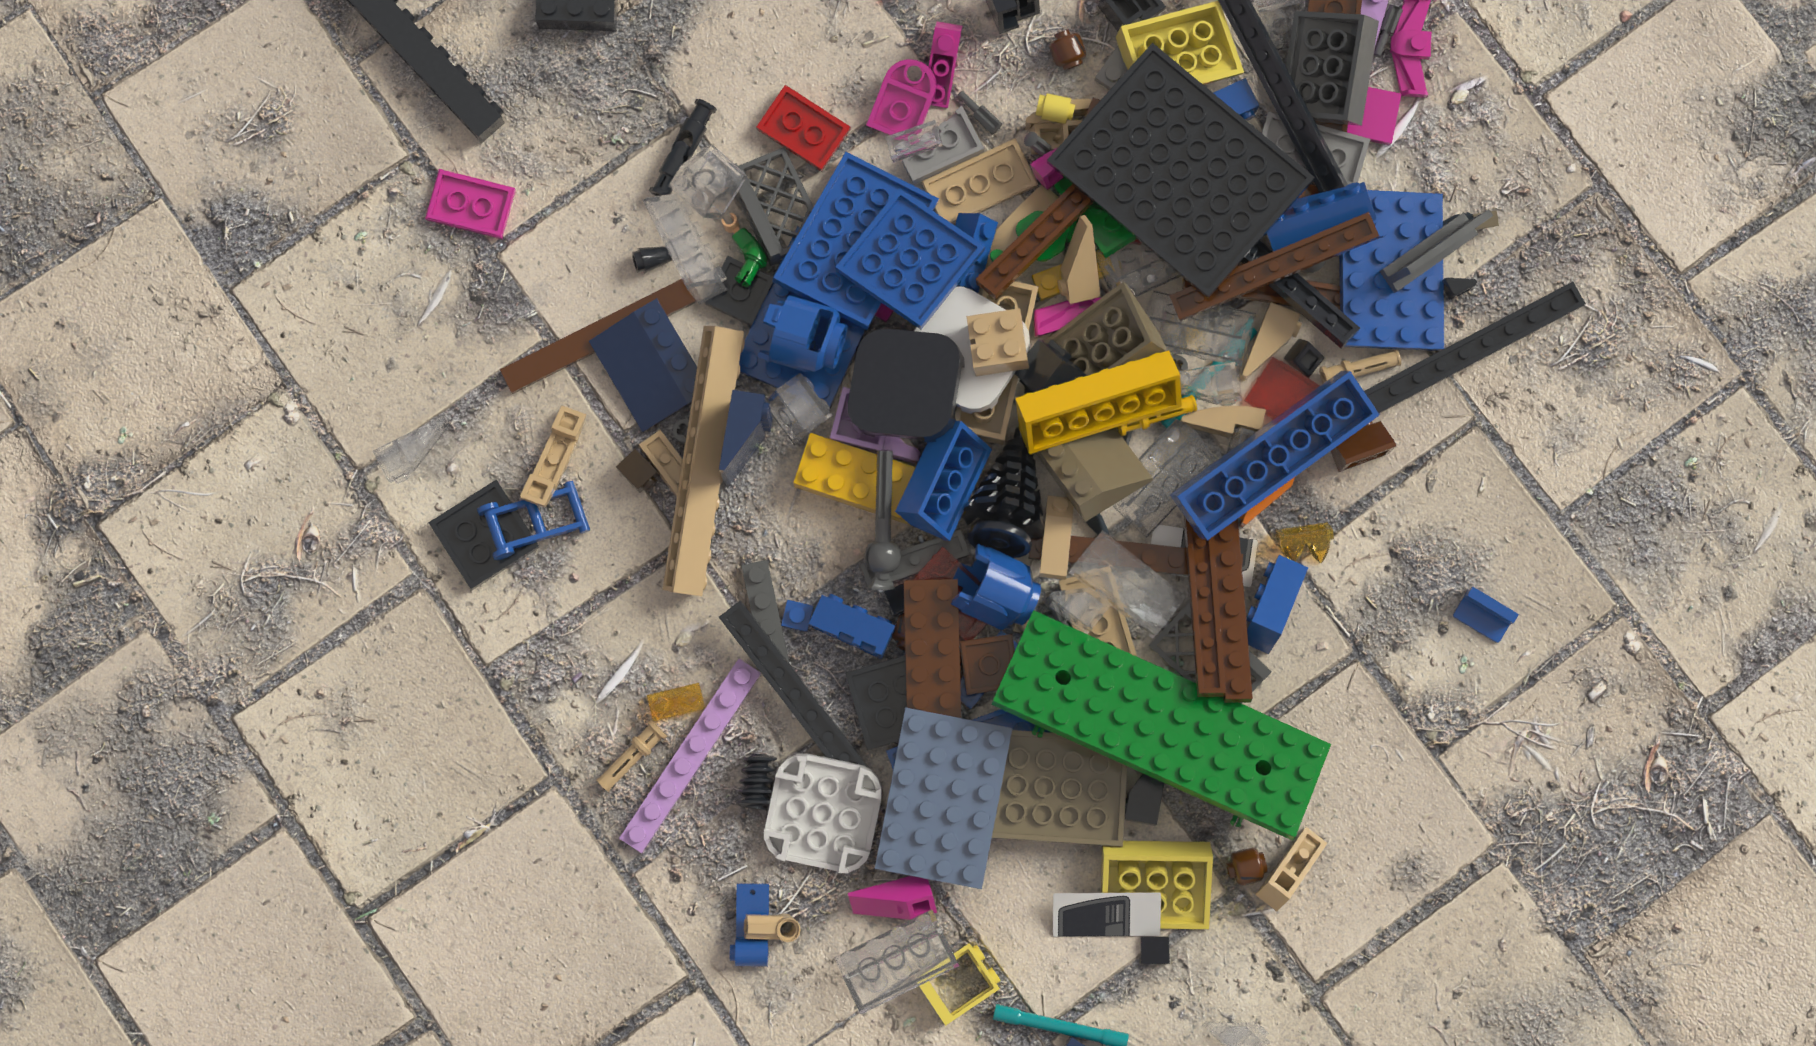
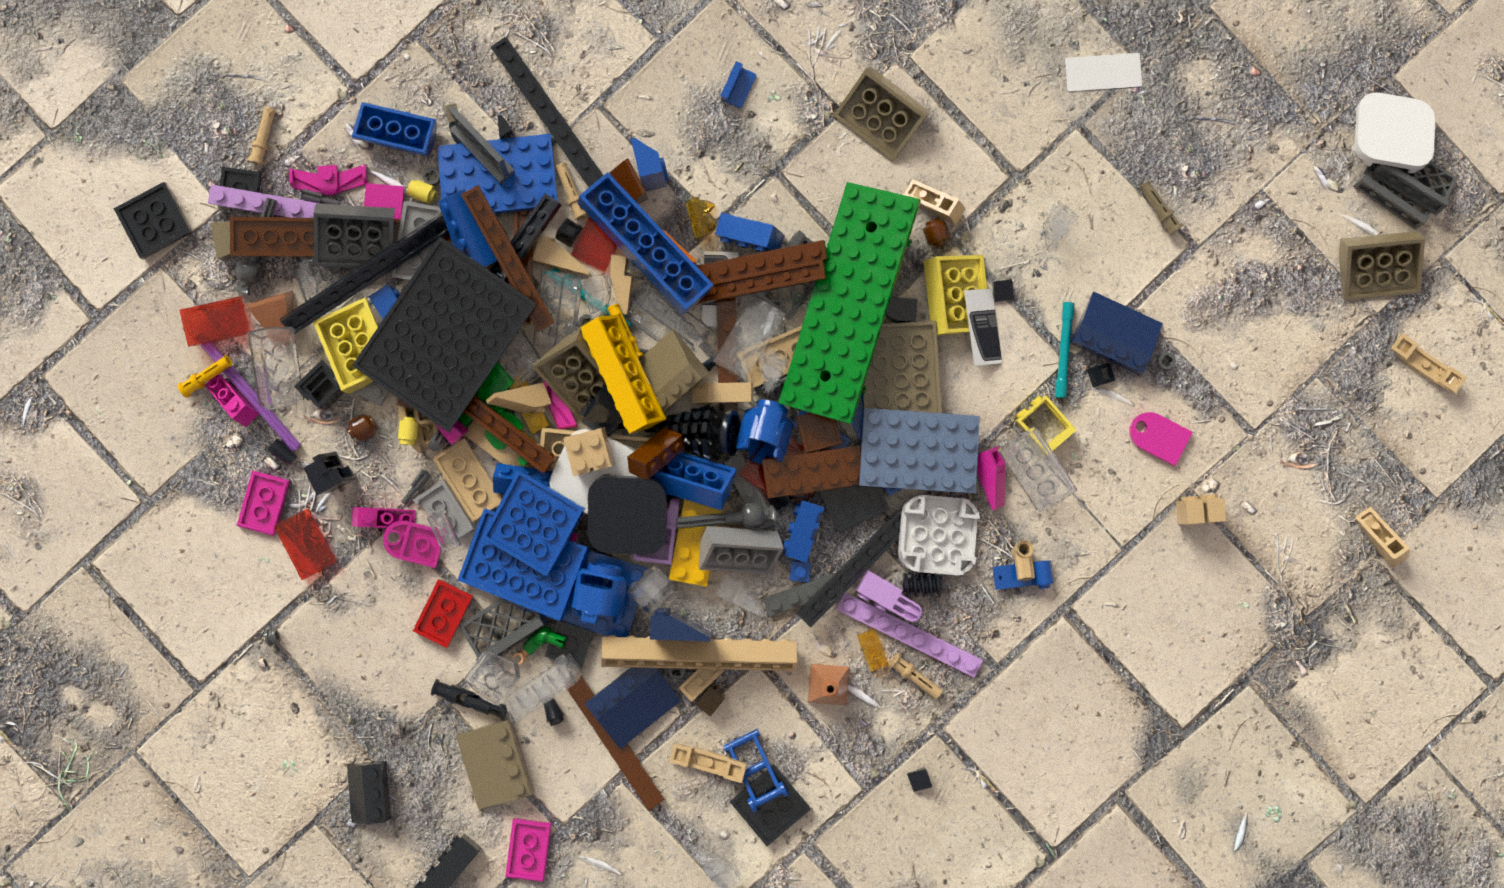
camera: 90 degrees left, 5 degrees up
(489, 744) = (919, 779): none -> black slope
(591, 173) = (495, 764): none -> dark tan slope
(644, 645) = (824, 675): none -> nougat slope
(746, 729) = (887, 596): none -> lavender brick
(778, 526) = (737, 593): none -> clear slope
(837, 533) = (739, 550): none -> light grey slope
(983, 432) = (655, 453): none -> reddish brown brick
(1380, 471) = (650, 166): none -> blue slope
(1381, 166) = (422, 191): none -> light yellow brick
(1401, 173) = (434, 182): none -> dark grey bush
(1425, 810) = (881, 113): none -> dark tan slope
(1470, 140) = (395, 129): none -> blue brick

